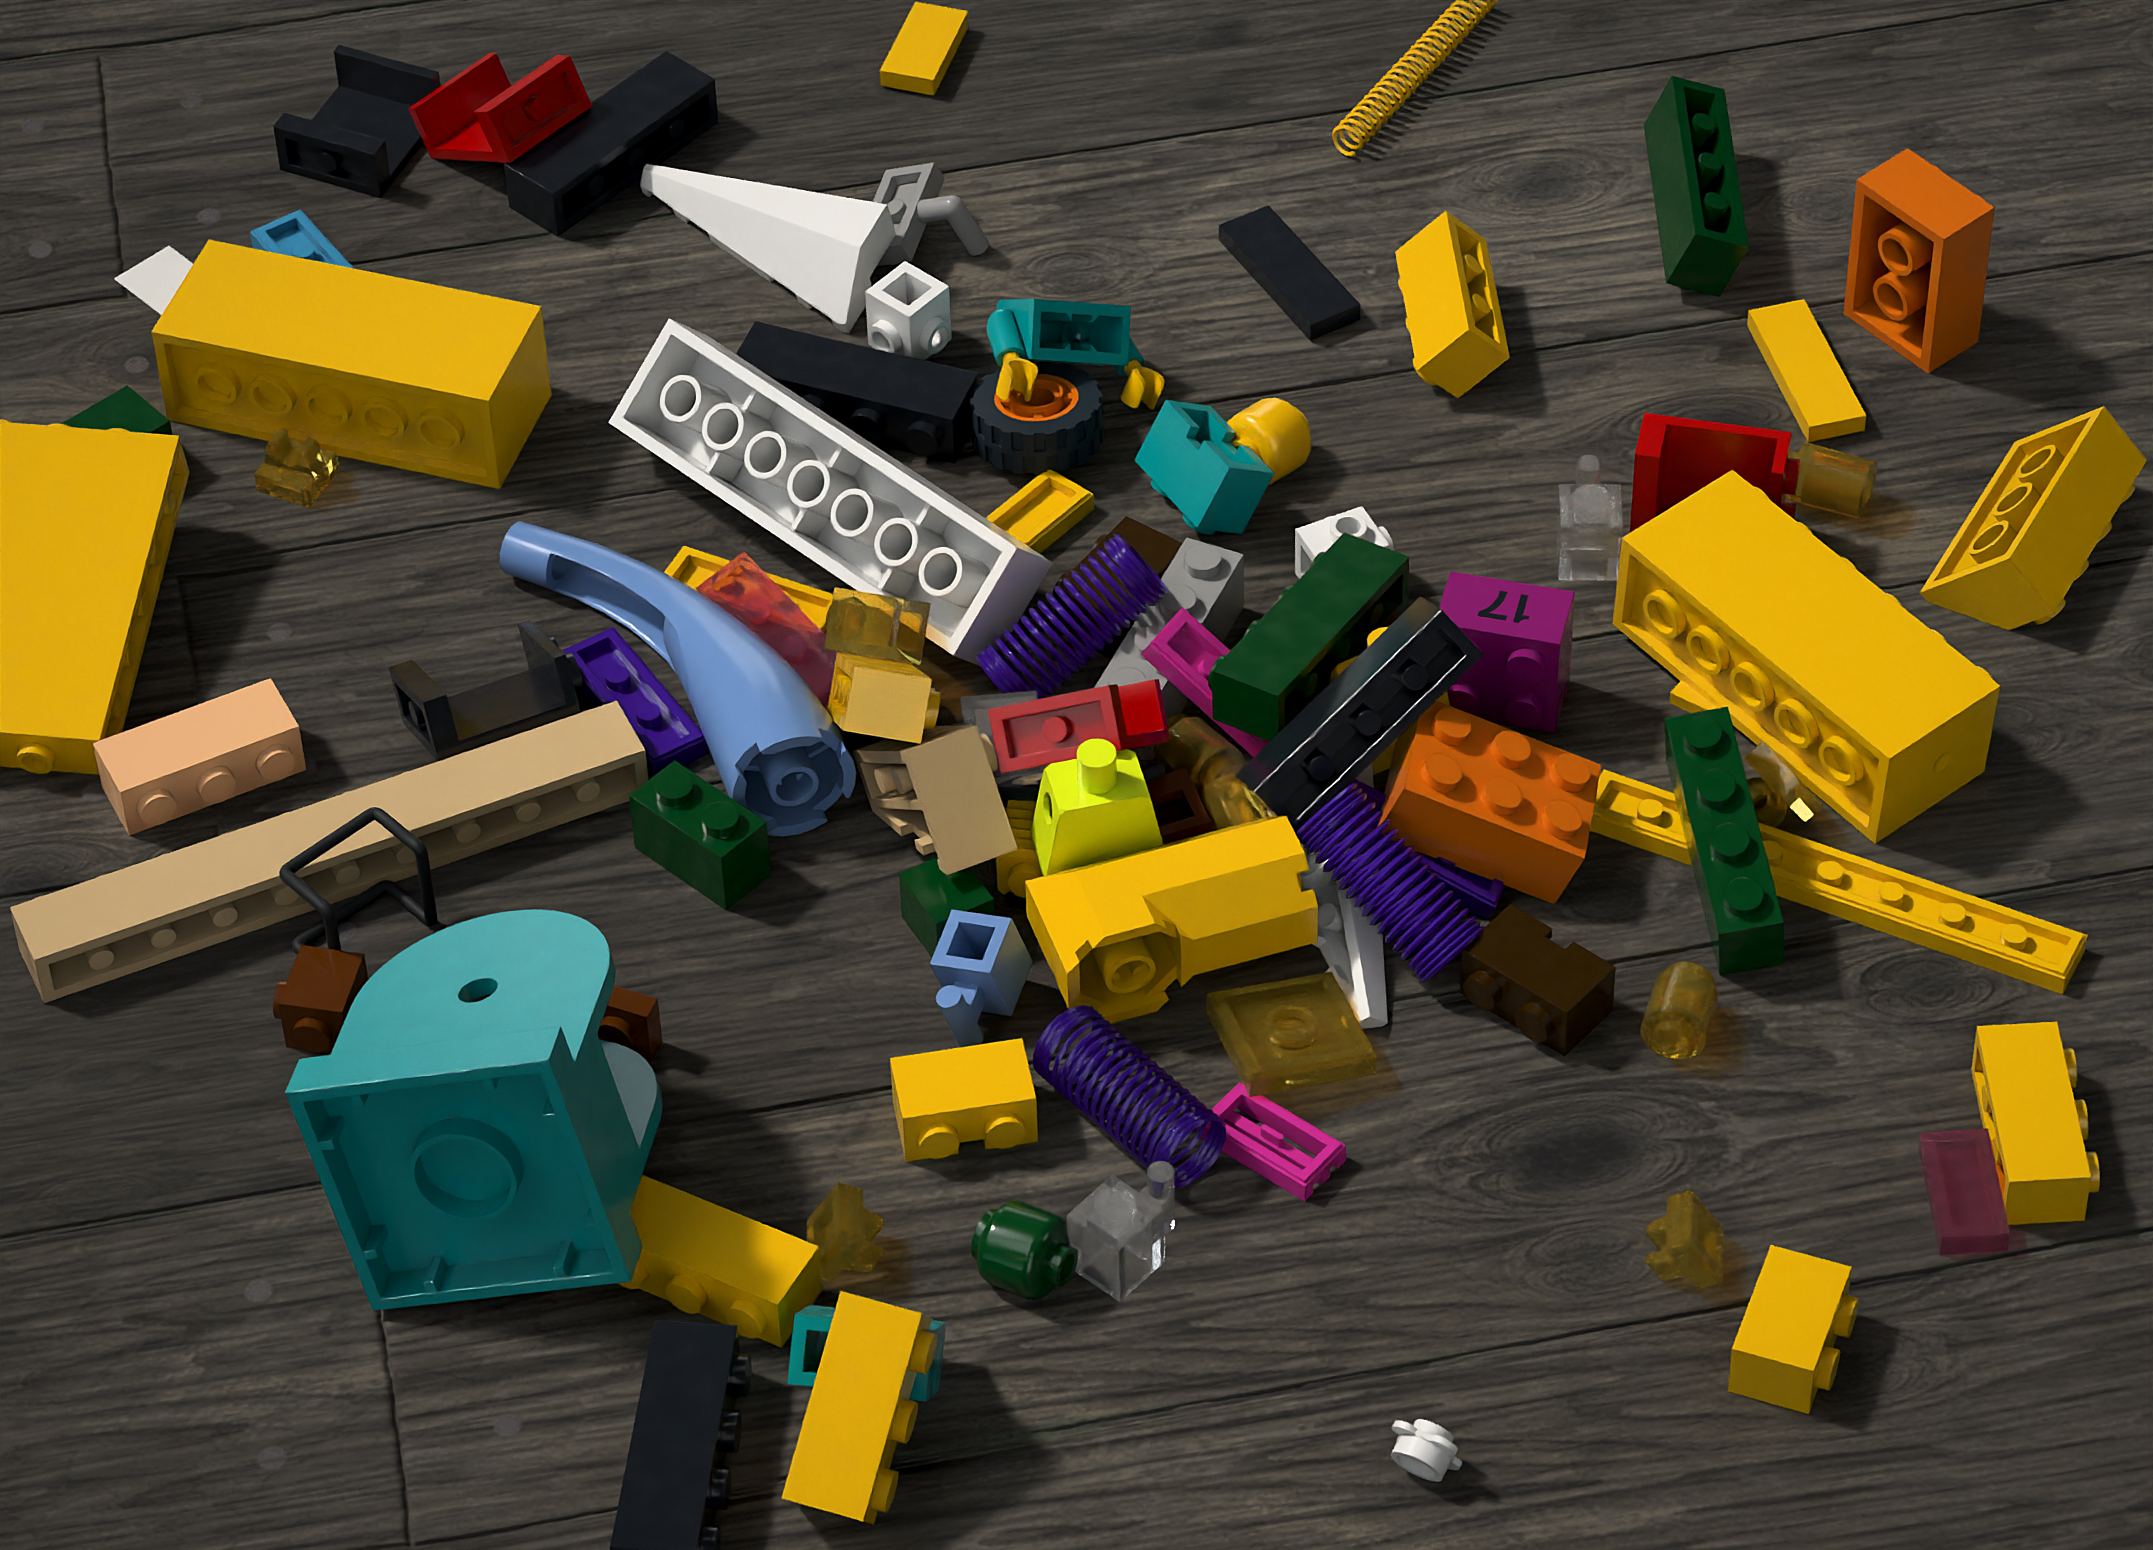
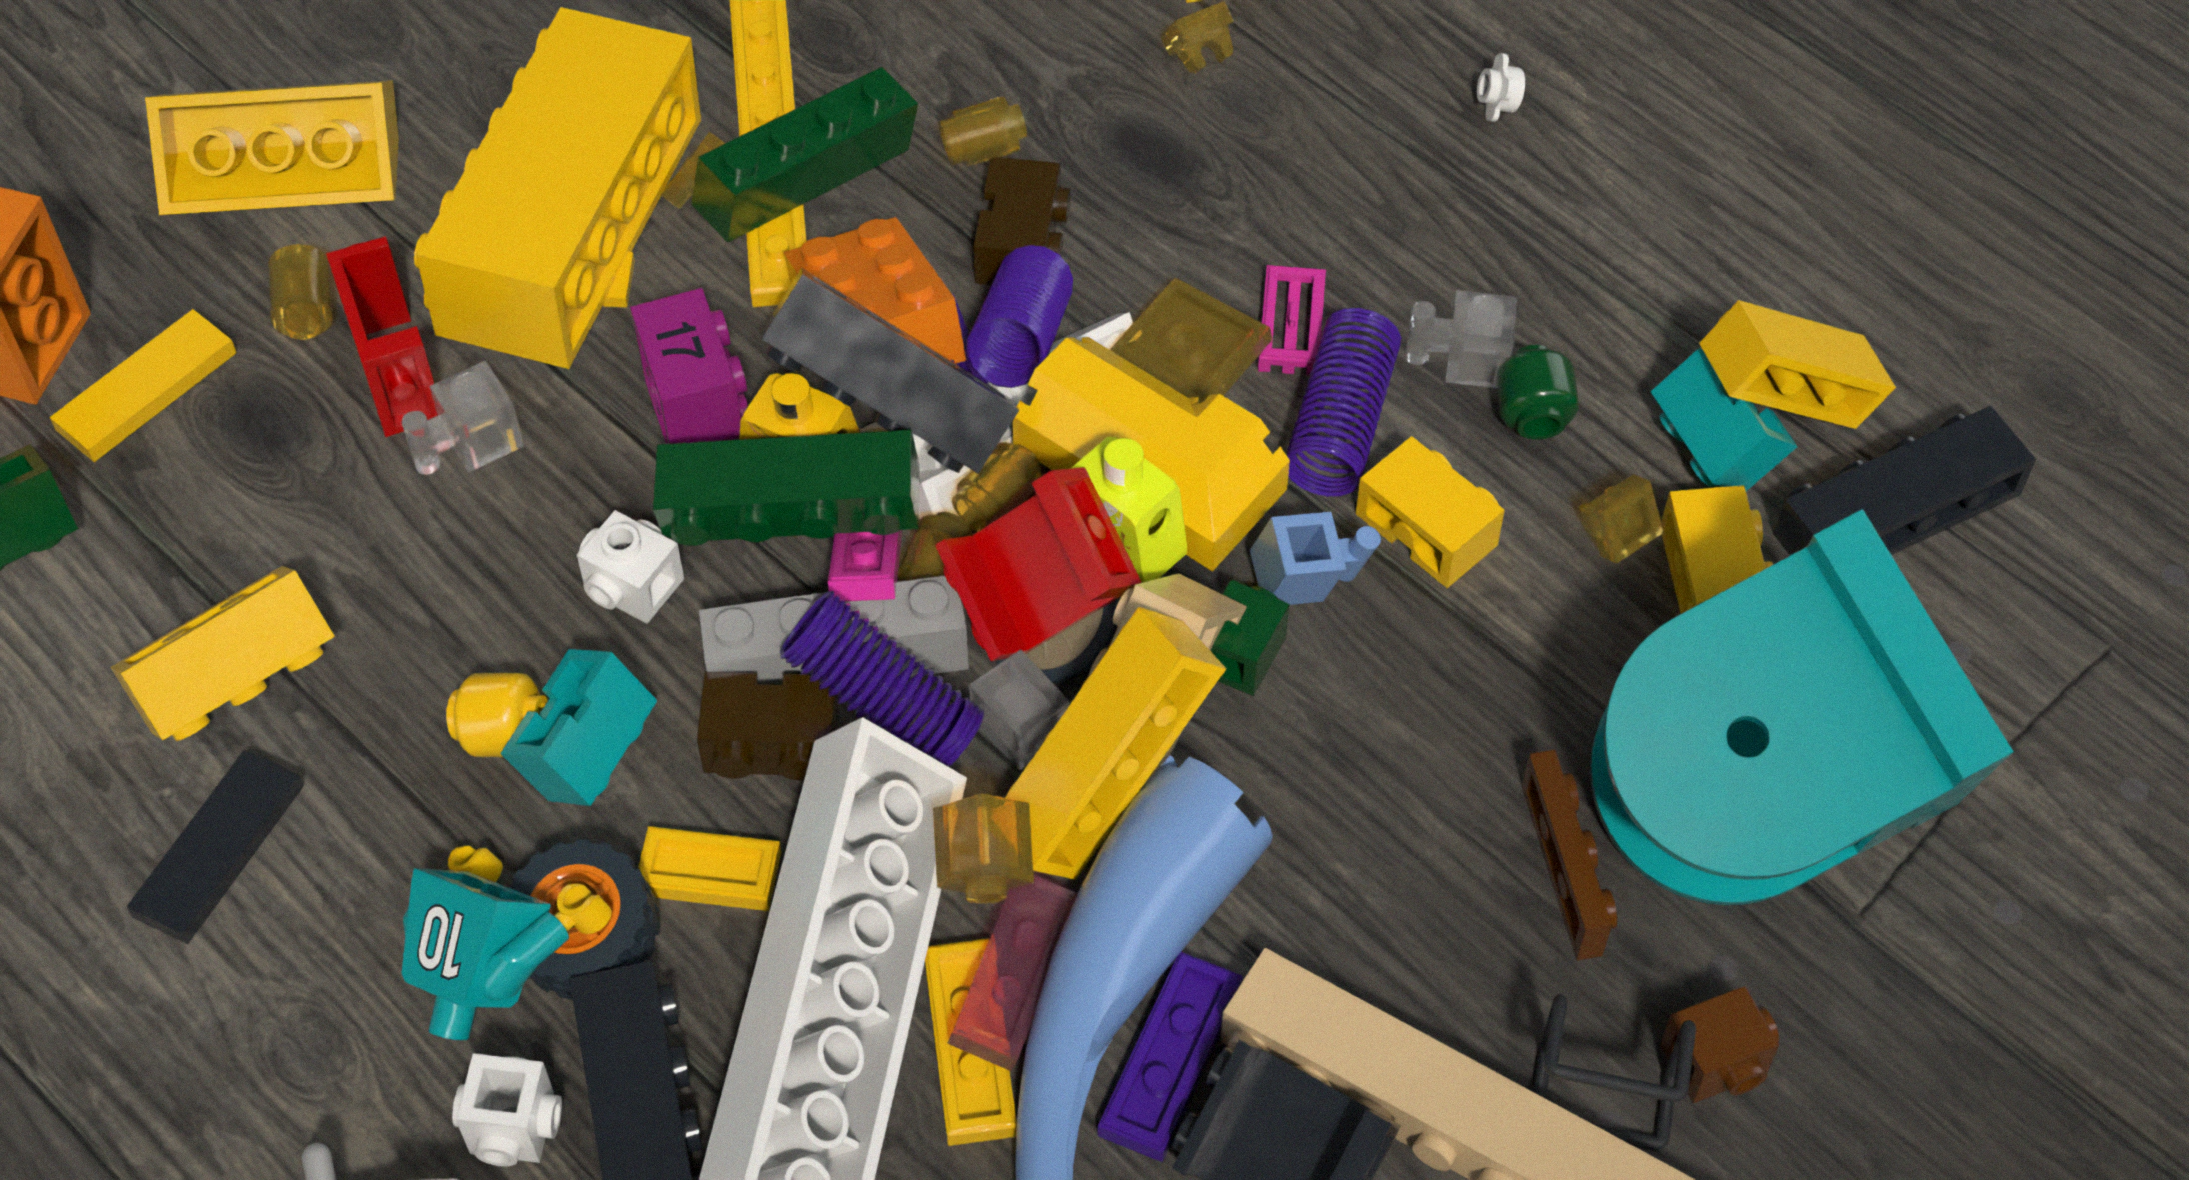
camera: 125 degrees left, 10 degrees up
(700, 835) = (1309, 865): dark green brick -> none

